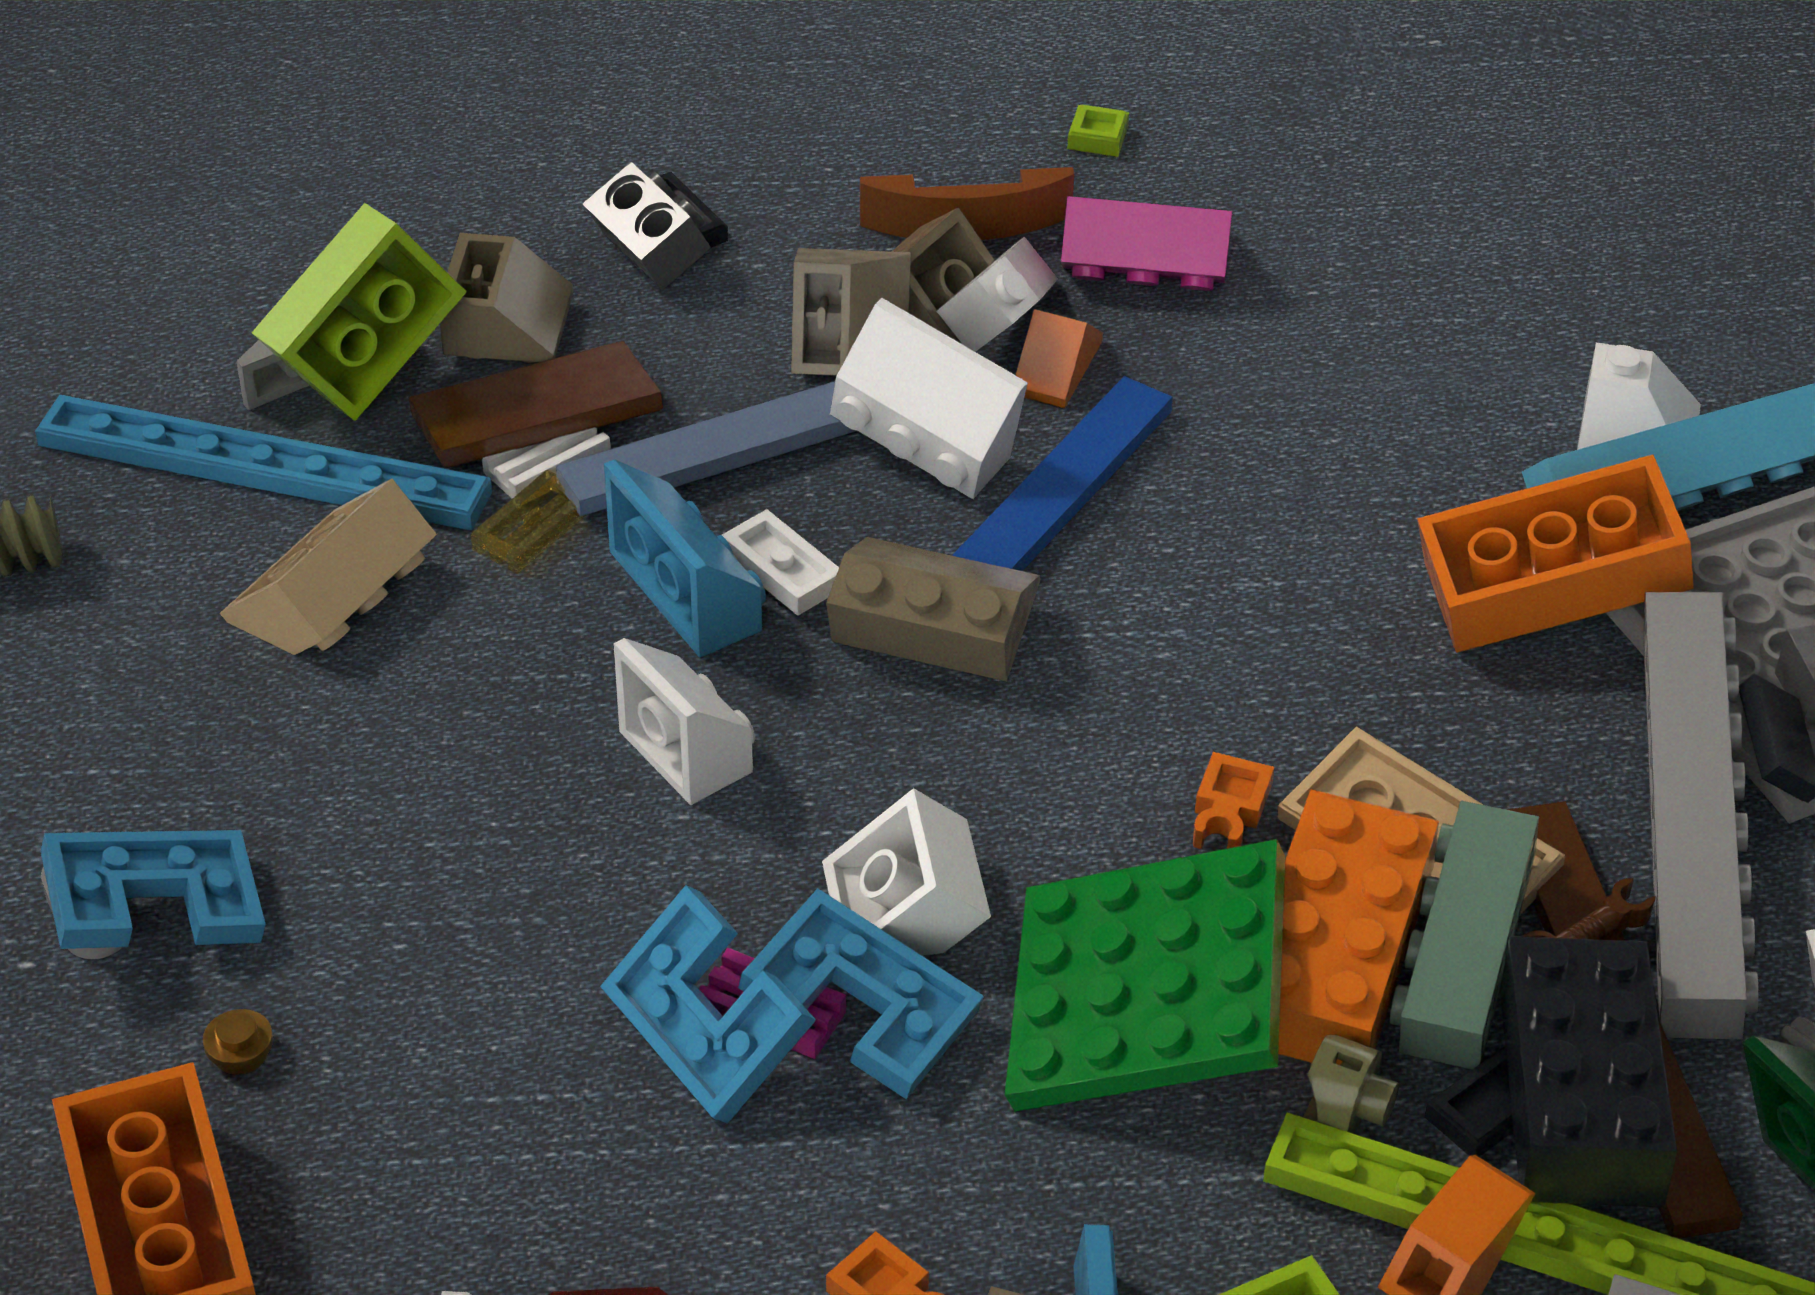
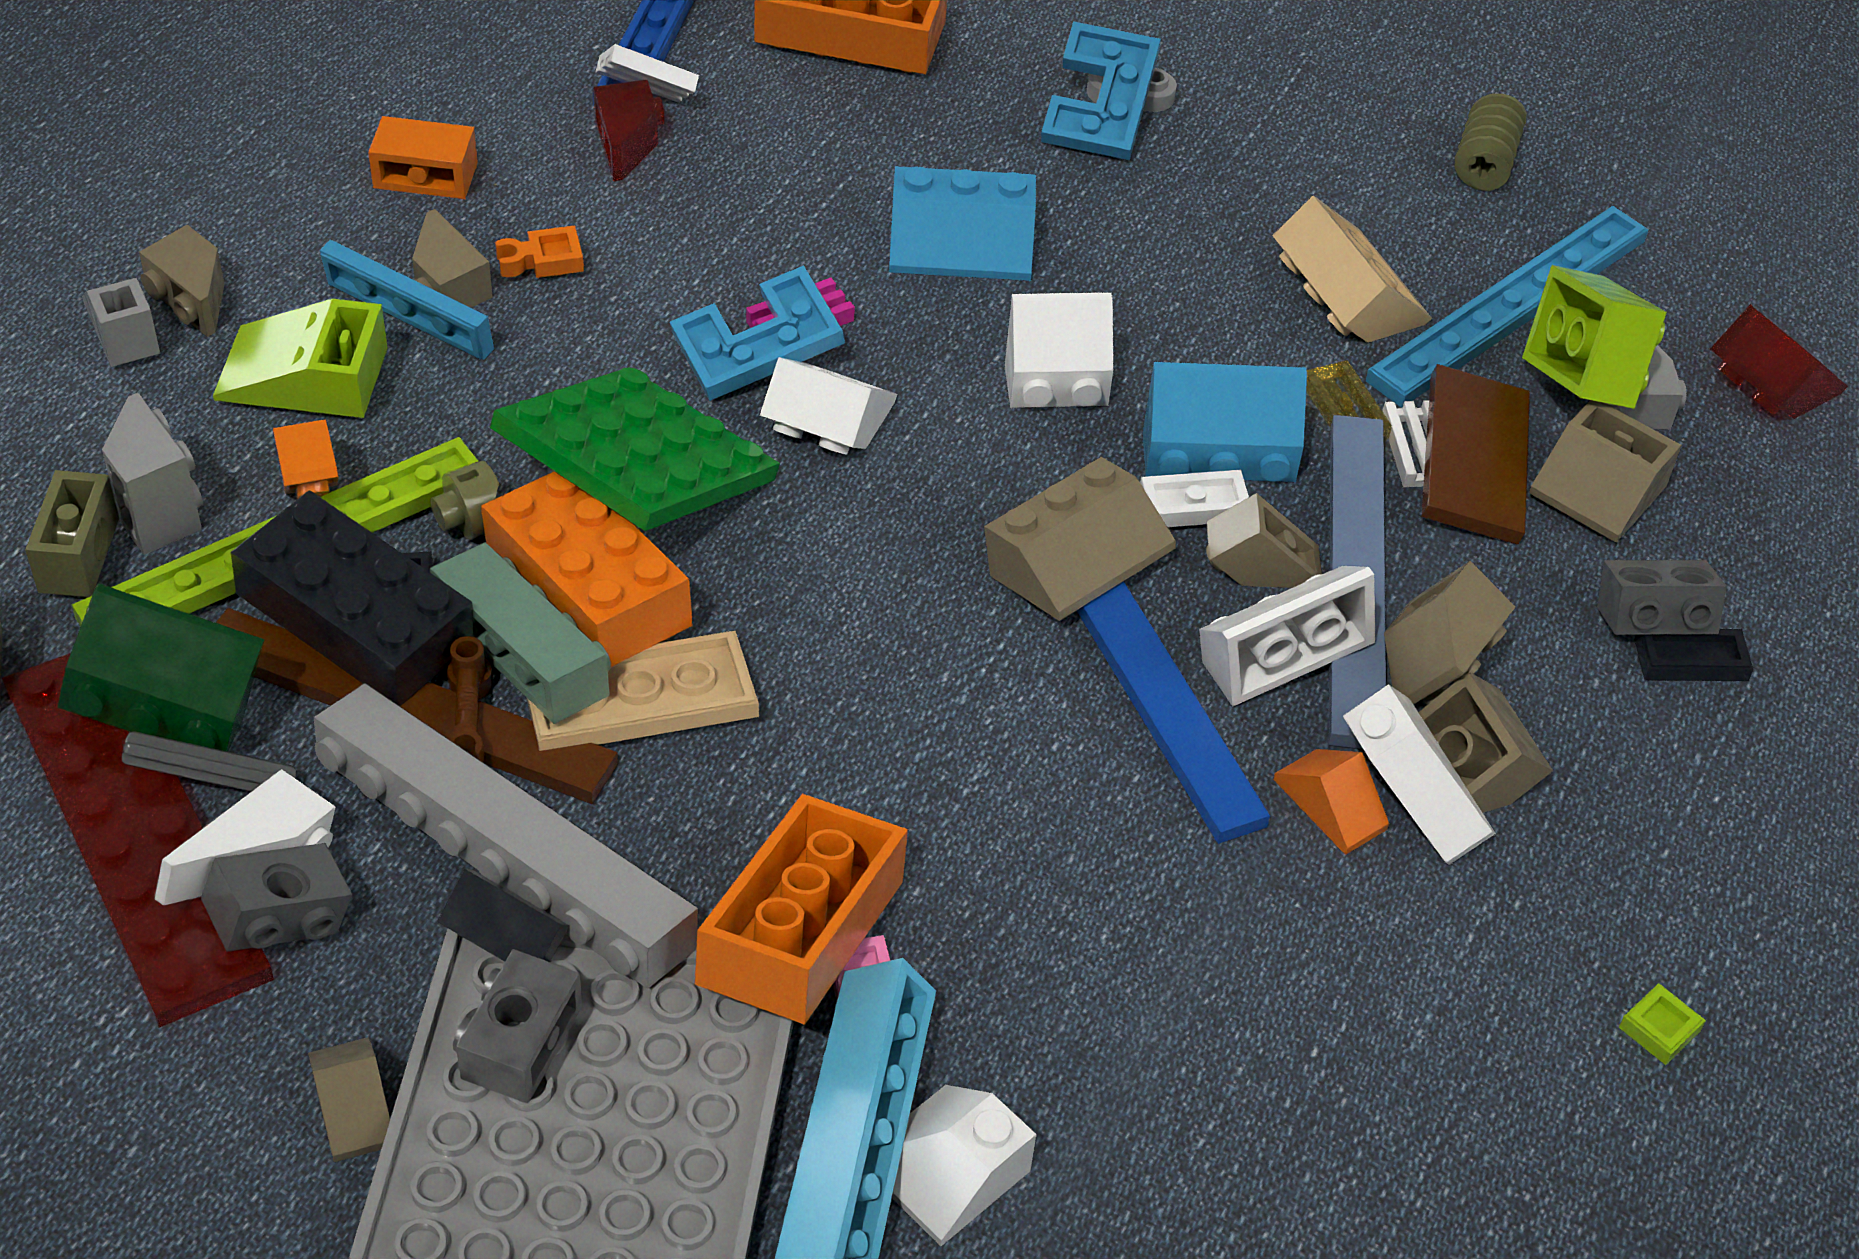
camera: 120 degrees right, 5 degrees up
(236, 247) = (1774, 365): none -> clear red slope
(238, 1041) = (966, 101): pearl gold plate -> none
(503, 919) = (963, 223): none -> dark azure slope
(711, 1054) = (851, 261): dark azure plate -> none
(817, 487) = (1261, 546): none -> dark tan slope
(994, 210) = (1594, 793): dark orange slope -> none
(1146, 242) = (1446, 936): dark pink slope -> none
(1230, 798) = (761, 610): orange plate -> none

